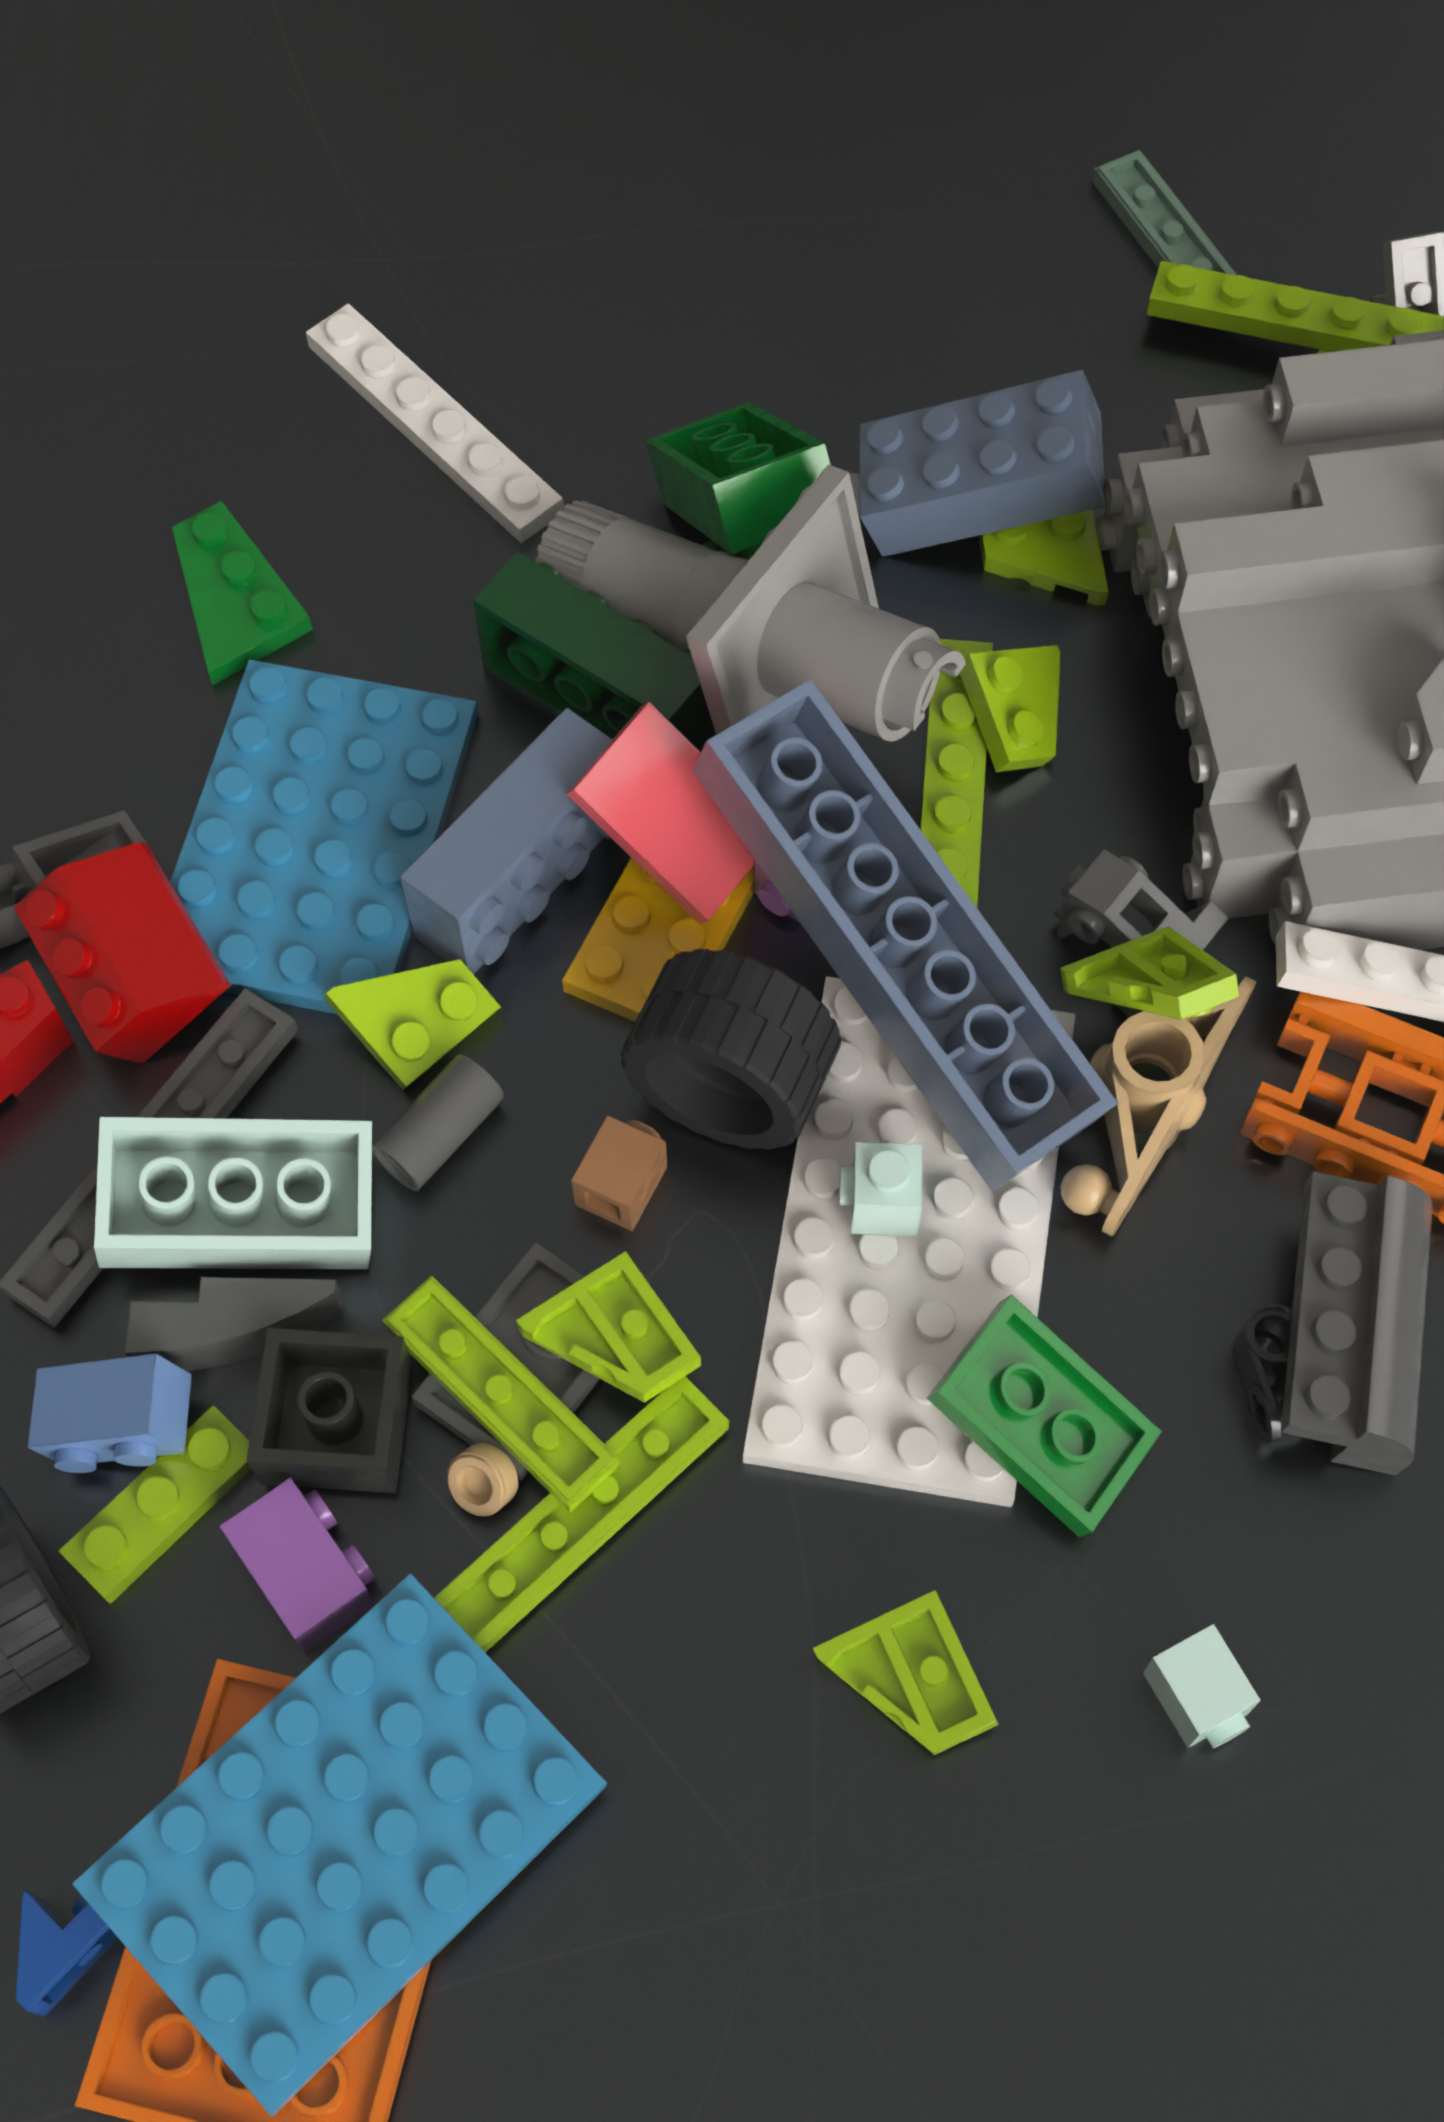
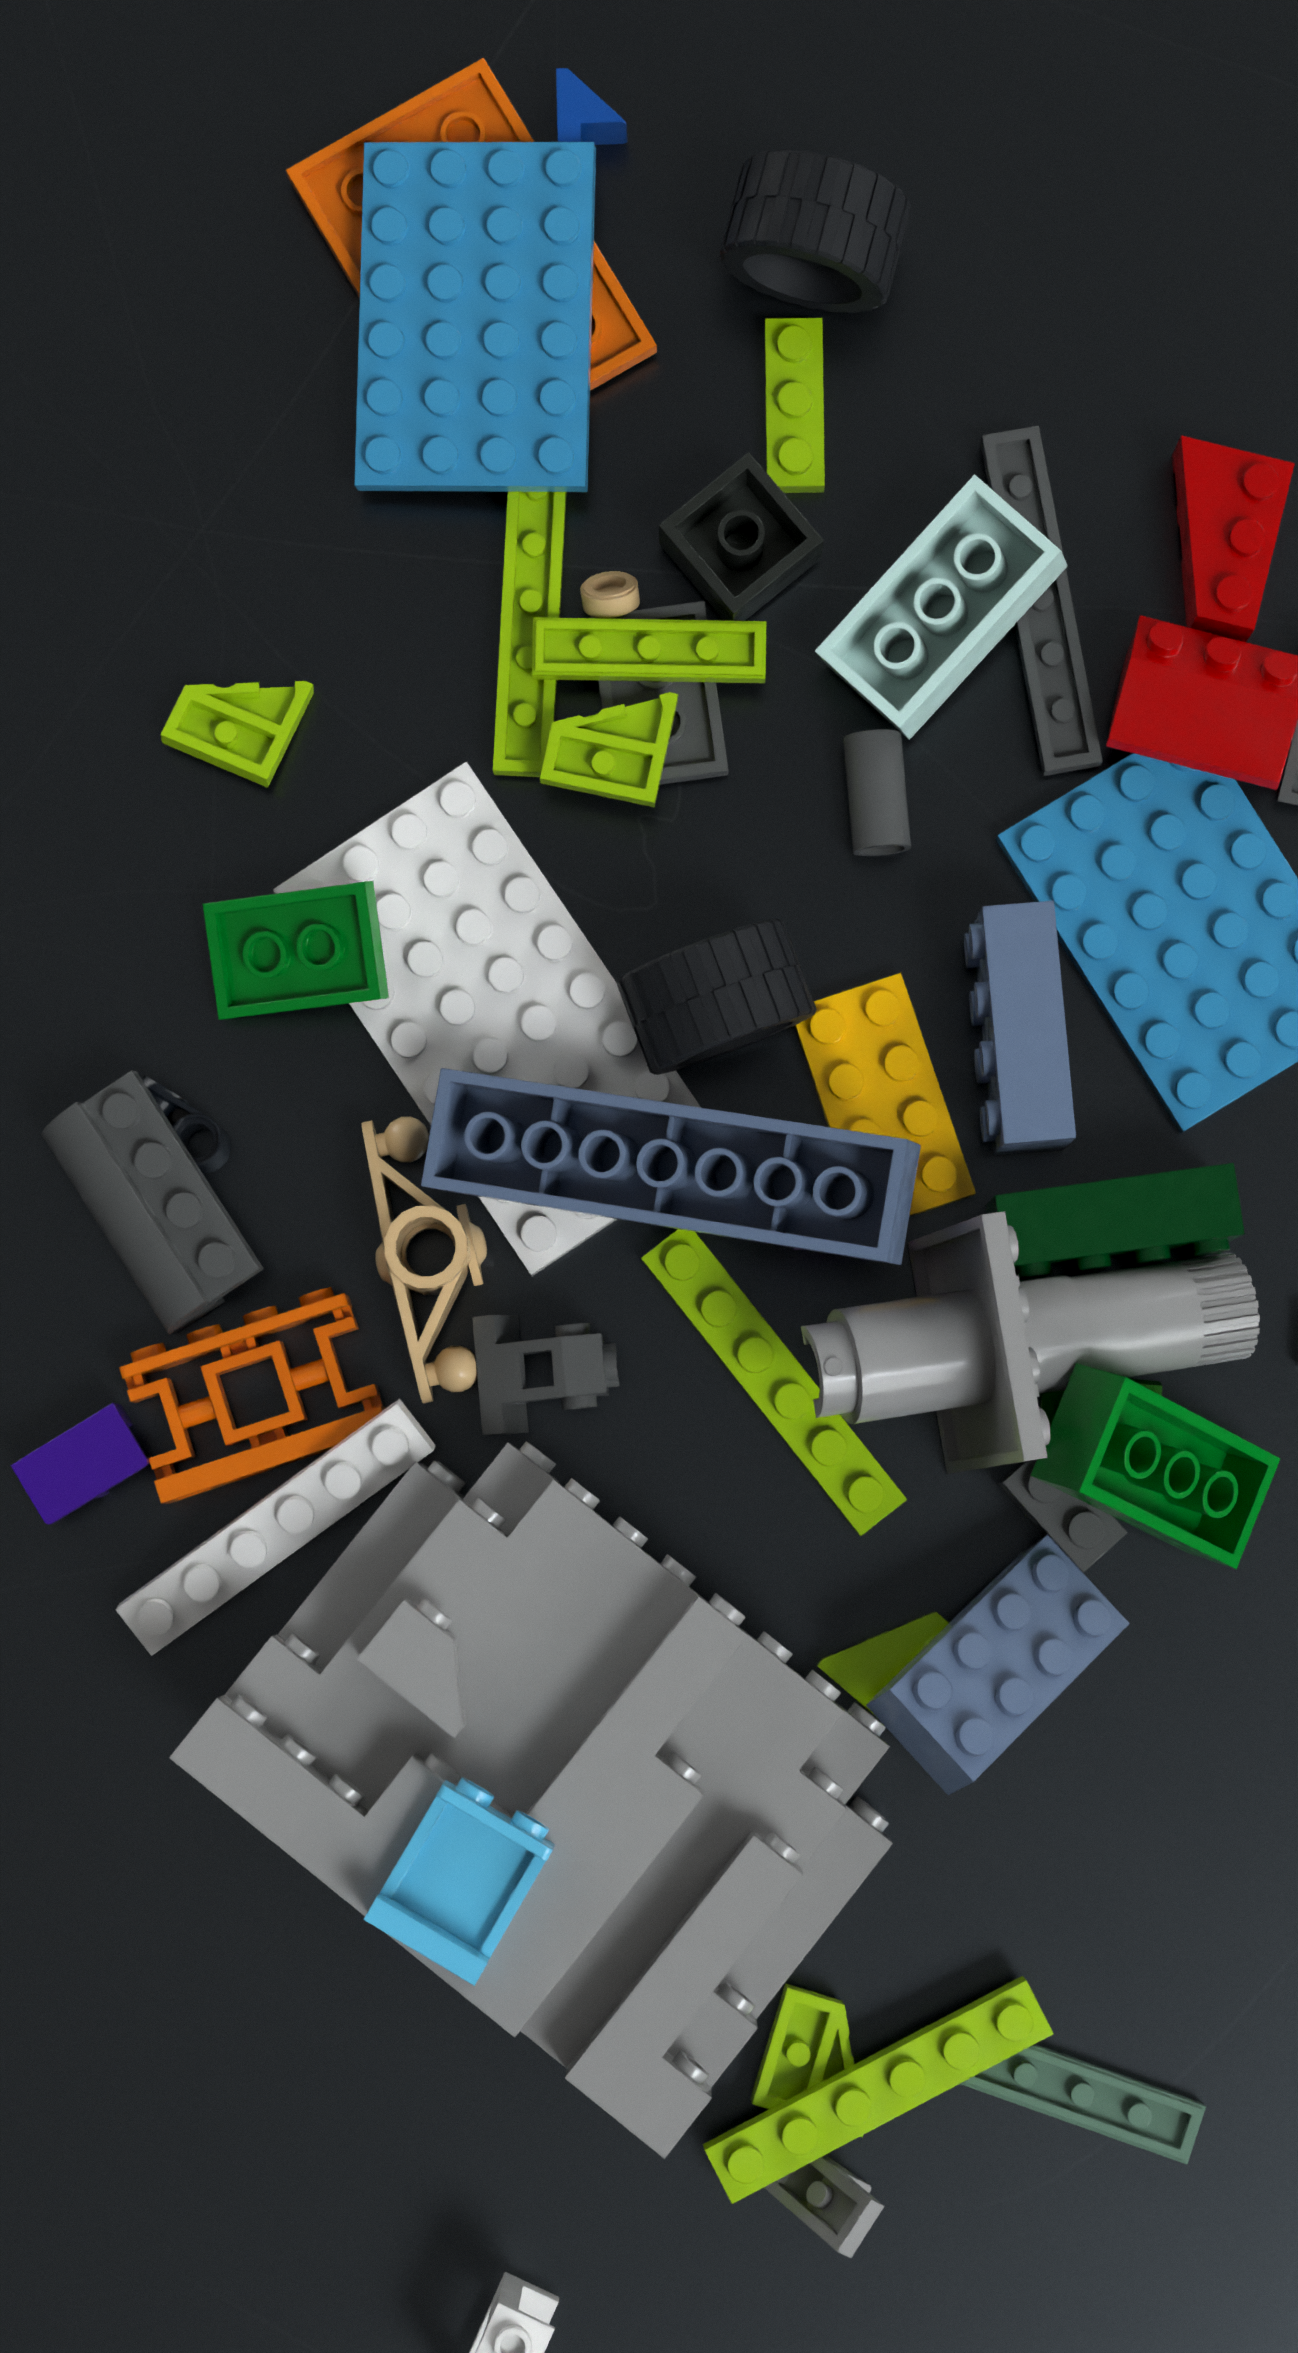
camera: 140 degrees right, 20 degrees up
(110, 1412) = (874, 413): medium blue brick -> none
(229, 1319) = (871, 538): dark grey slope -> none
(299, 1564) = (666, 442): medium lavender brick -> none
(413, 1015) = (969, 851): lime wing -> none
(620, 1171) = (723, 871): medium nougat brick -> none
(662, 814) = (956, 1119): coral tile -> none
(883, 1188) = (529, 999): light aqua brick -> none
(1015, 703) = (794, 1494): lime wing -> none
(1154, 975) = (479, 1308): lime wing -> none
(1202, 1688) = (57, 873): light aqua brick -> none

